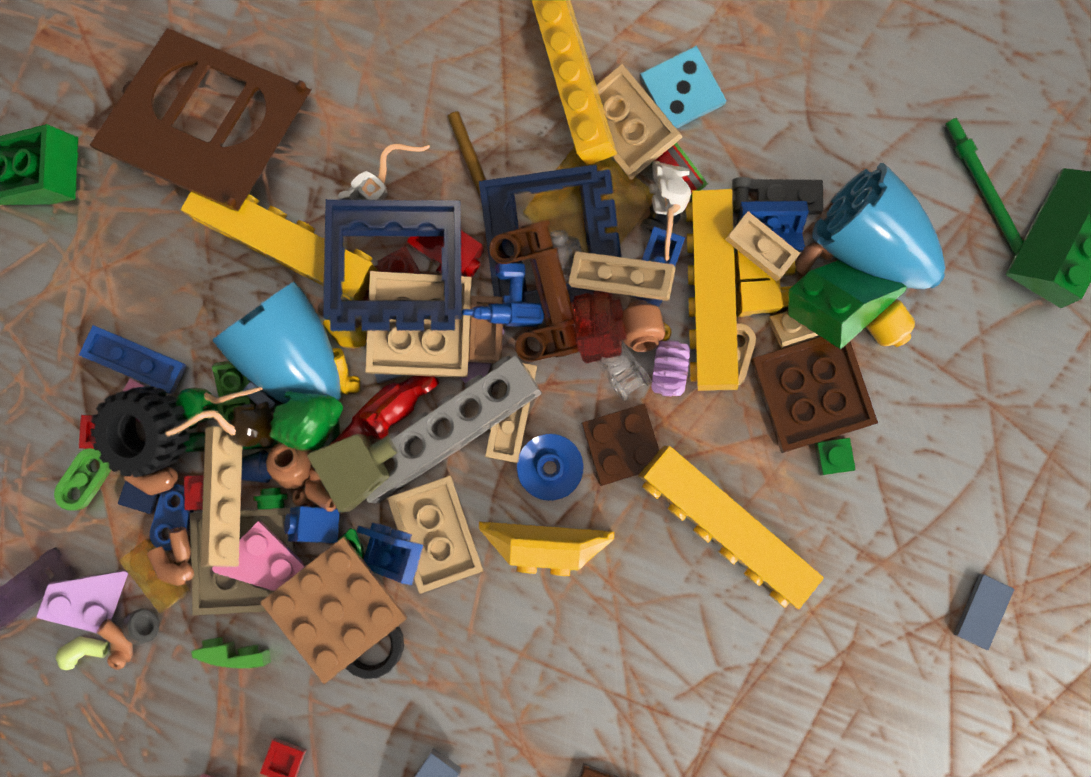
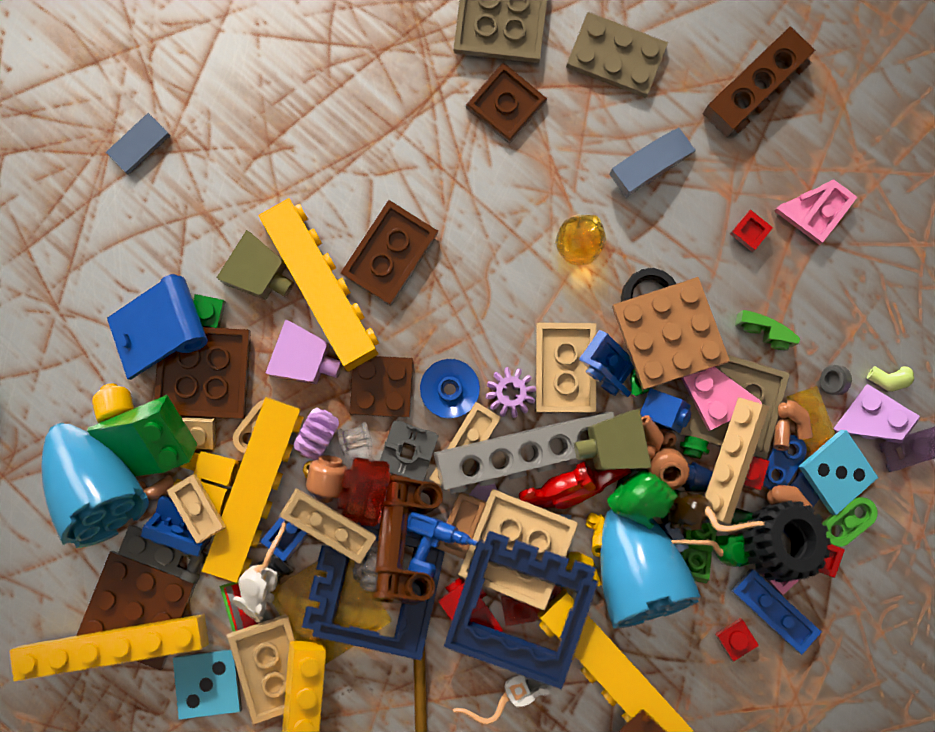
camera: 155 degrees left, 0 degrees up
(108, 527) = (838, 472): none -> medium azure tile
(120, 648) = (858, 369): nougat arm -> none
(165, 318) = (736, 639): none -> red plate
(466, 681) = (581, 239): none -> clear yellow hair
(481, 496) = (517, 384): none -> lavender gear
(545, 546) = (477, 324): yellow wedge -> none
(568, 367) = (424, 448): none -> dark grey piece
(668, 591) = (389, 252): none -> reddish brown plate
(718, 444) = (301, 356): none -> lavender torso
(781, 132) = (134, 596): none -> reddish brown plate
(791, 84) = (109, 647): none -> yellow brick
(803, 519) = (255, 269): none -> olive torso
(880, 421) = (157, 326): none -> blue door

